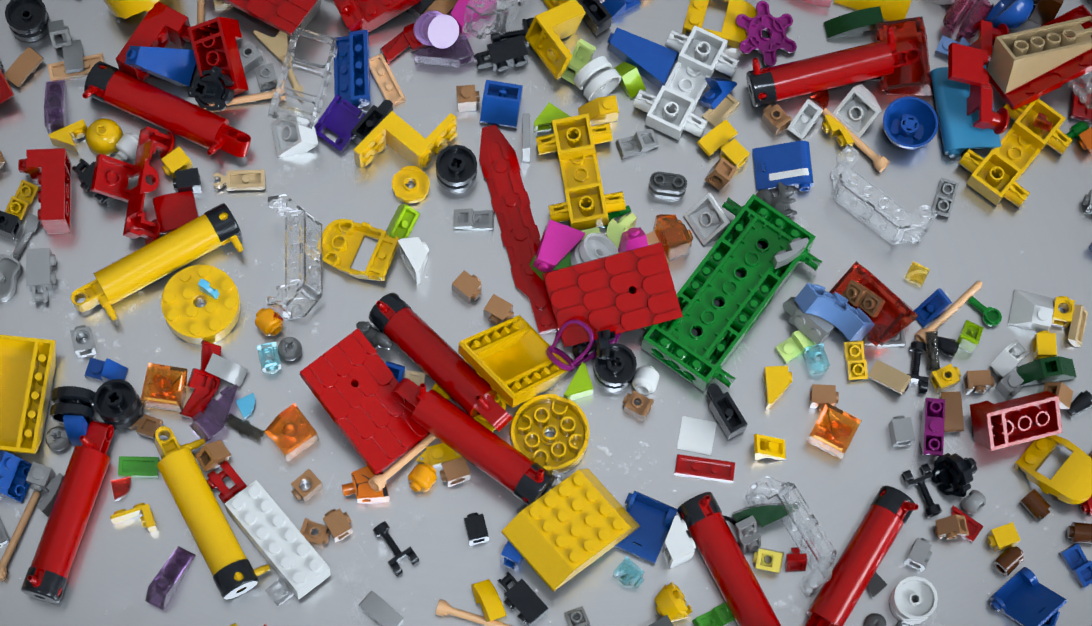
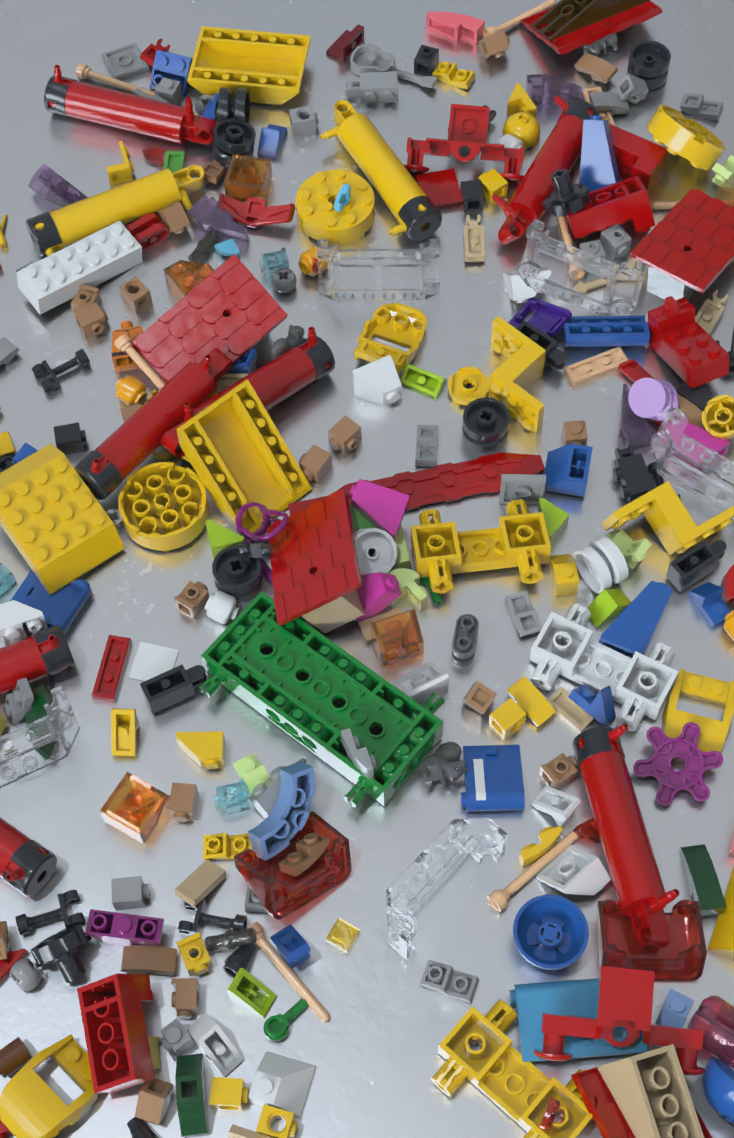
camera: 100 degrees right, 10 degrees down
(53, 173) = (459, 86): red hinge -> none
(226, 370) = (261, 230): light grey slope -> none

